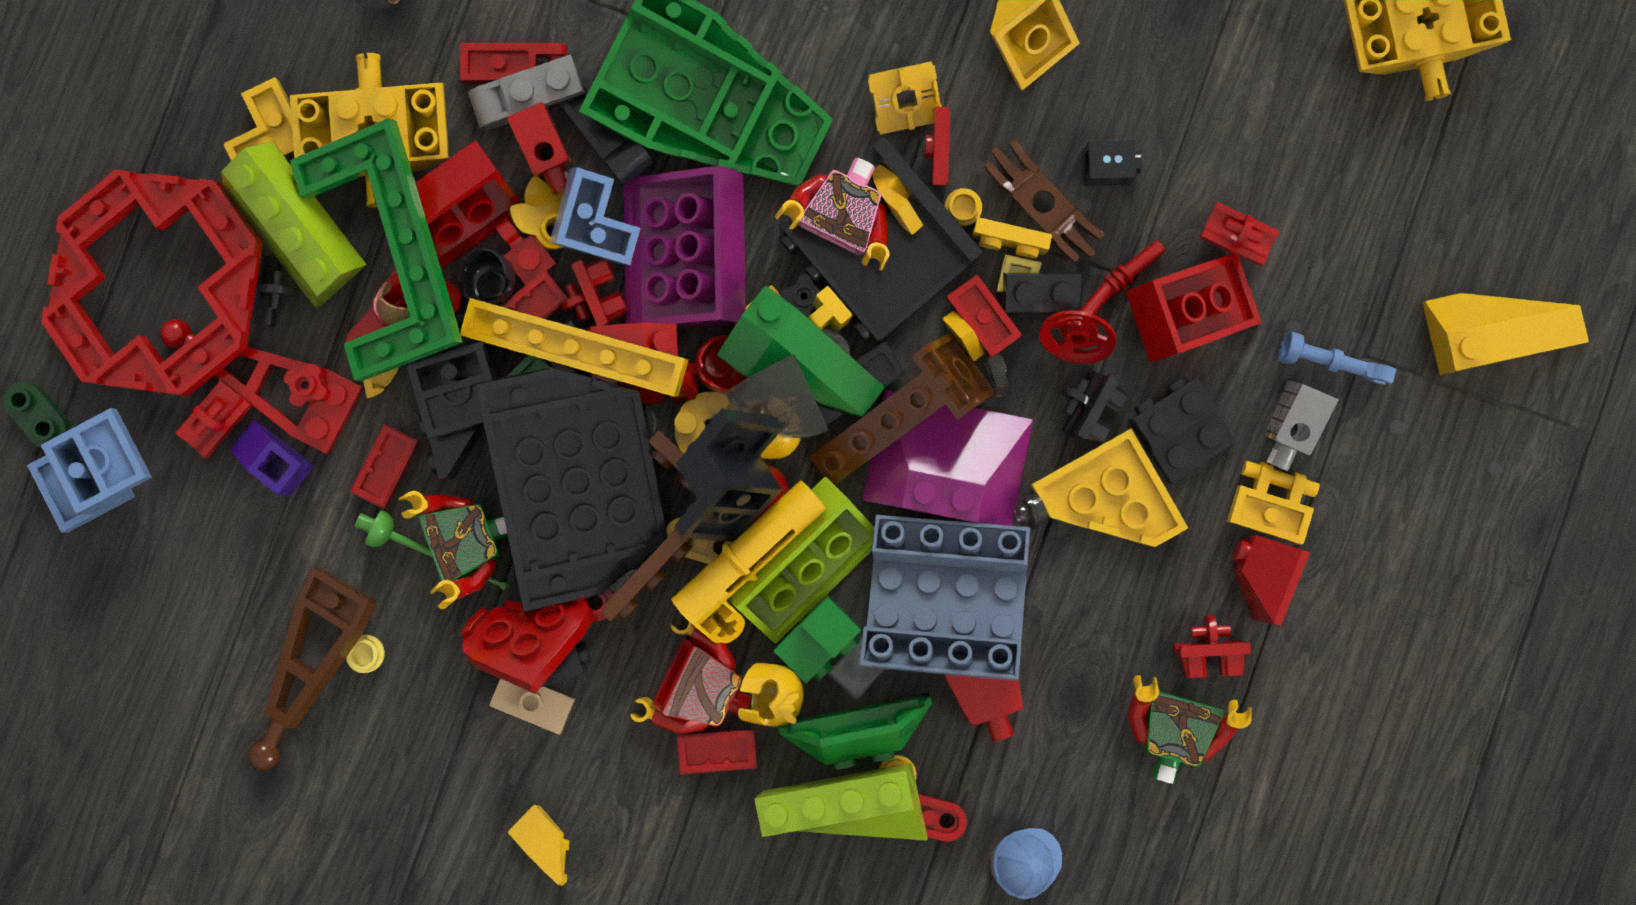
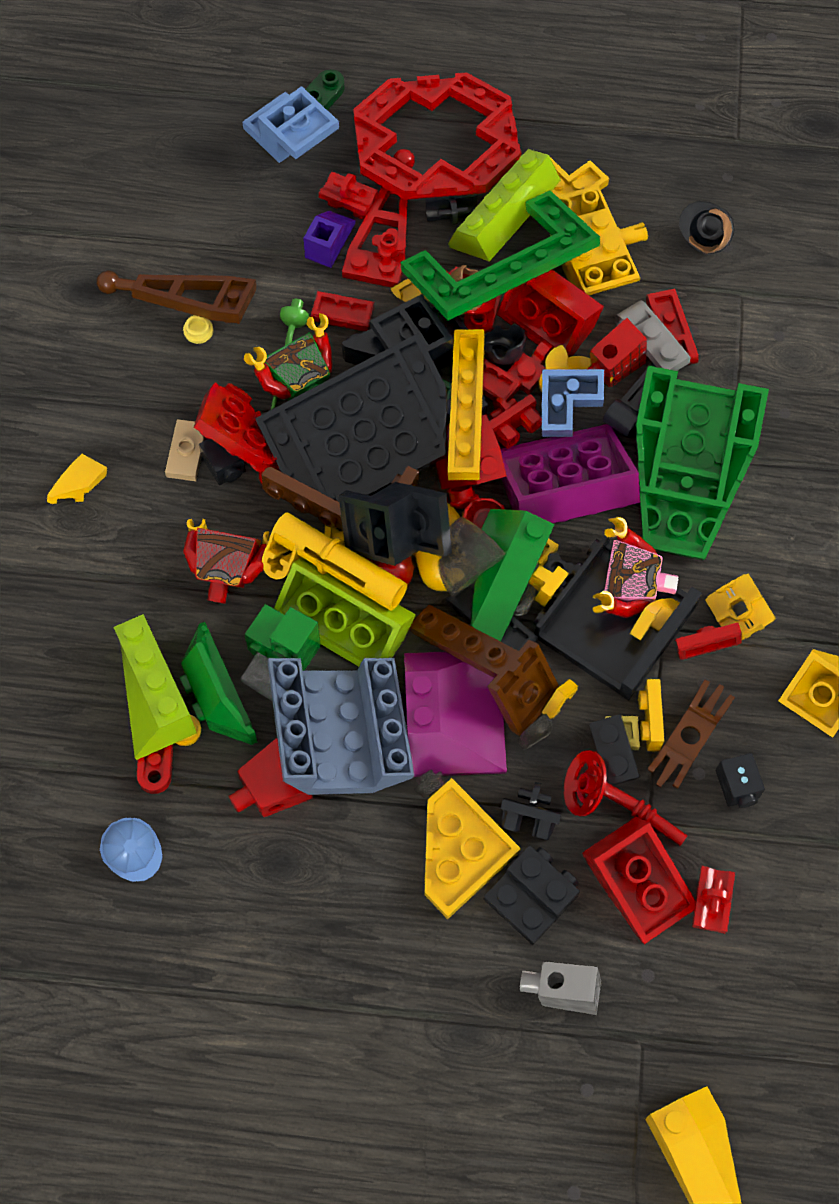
camera: 75 degrees right, 20 degrees down
(717, 751) = (175, 588): red plate -> none
(775, 695) = (229, 621): yellow helmet -> none
(964, 206) = (668, 673): yellow plate -> none
(984, 316) = (580, 710): red plate -> none
(1180, 728) = (273, 946): torso -> none
(1229, 653) = (346, 979): red hips -> none
(1268, 576) = (422, 991): red slope -> none
(1269, 513) = (478, 988): yellow plate -> none
(1294, 347) = (629, 974): medium blue piece -> none

